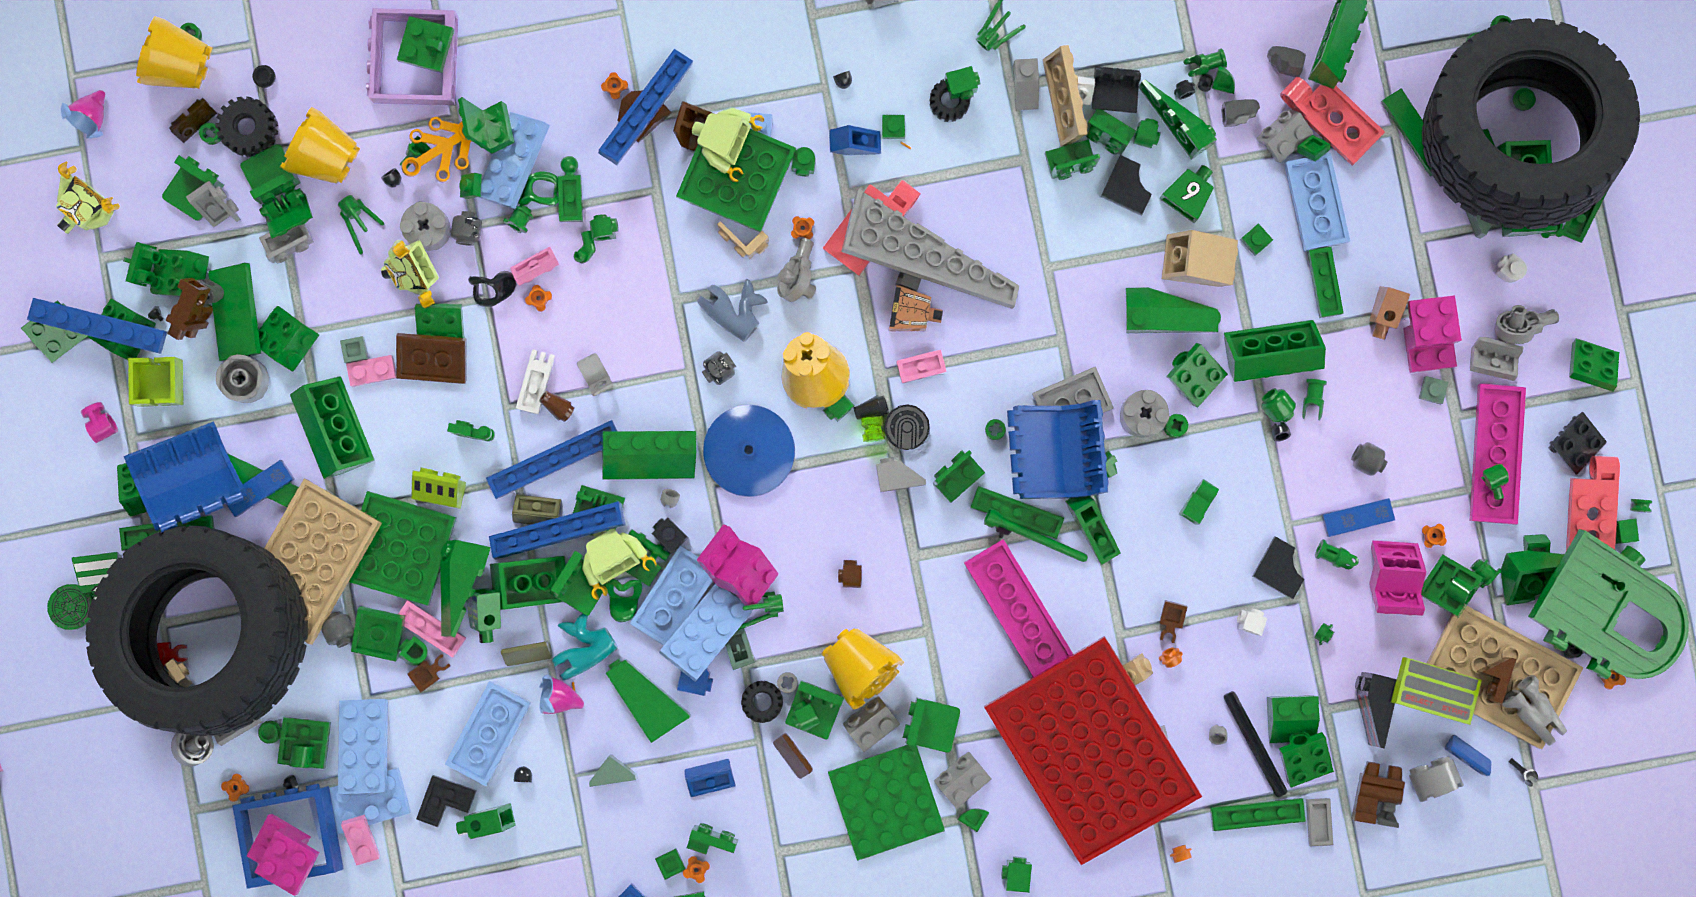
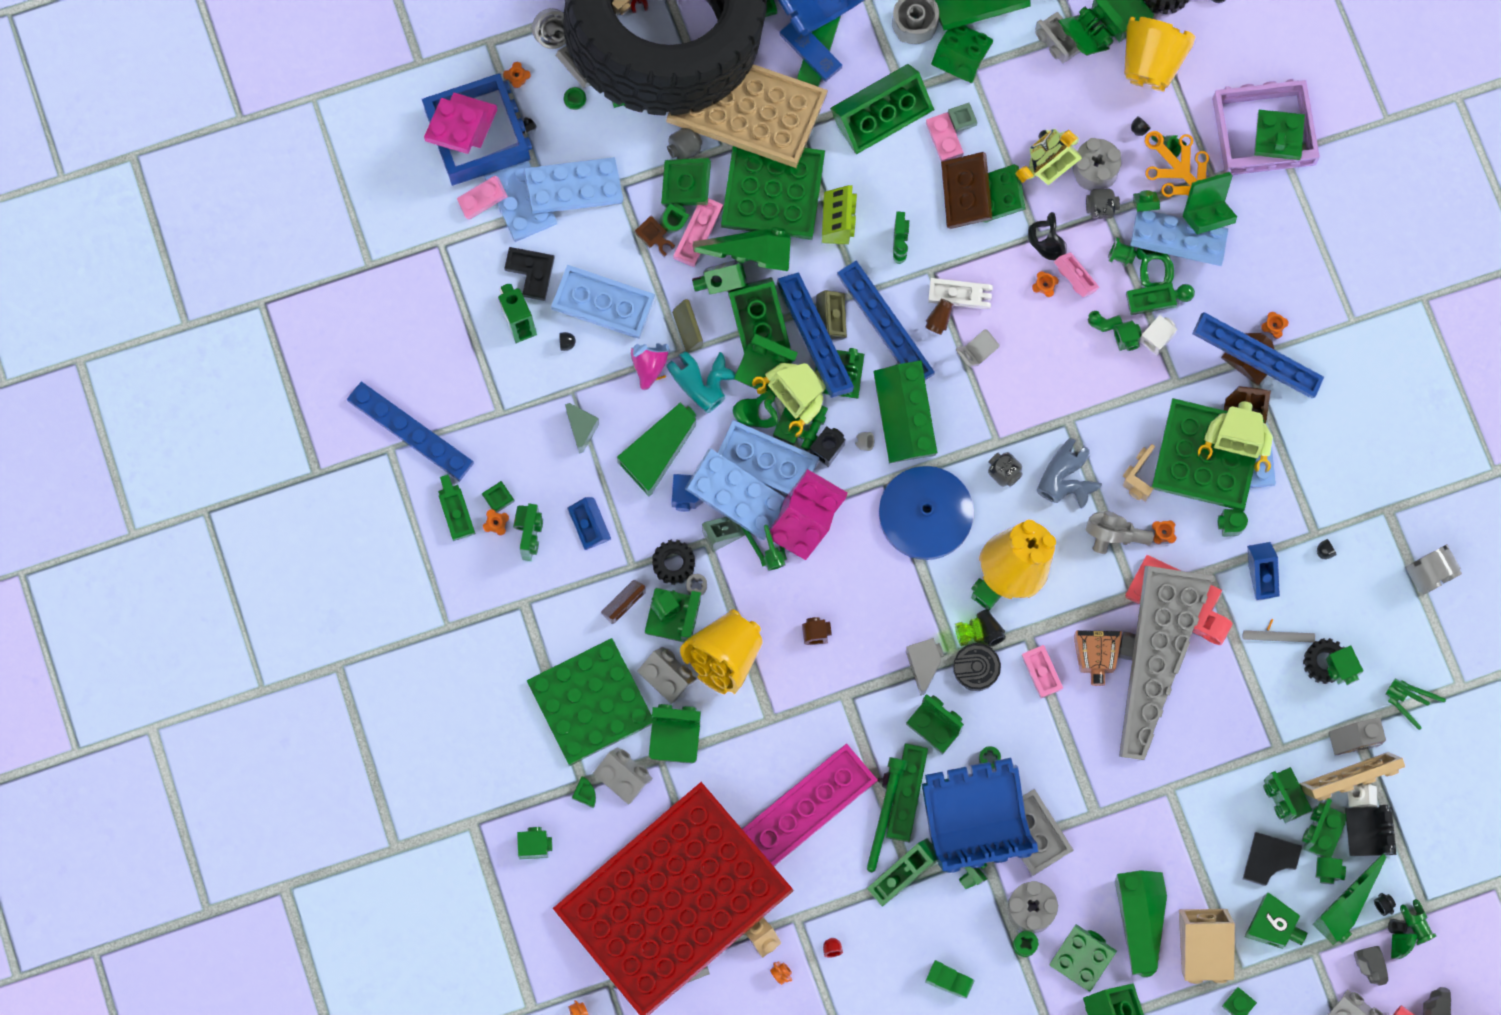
camera: 85 degrees right, 10 degrees down
(304, 743) = (569, 131): green plate -> none
(350, 209) = (1100, 92): green plant -> none
(607, 197) = (1158, 334): none -> white brick
(893, 126) = (1286, 608): green plate -> none
(919, 137) = (1278, 636): none -> light grey bar
(1153, 606) = (832, 948): none -> red hinge
(1172, 616) = (824, 969): reddish brown plate -> none

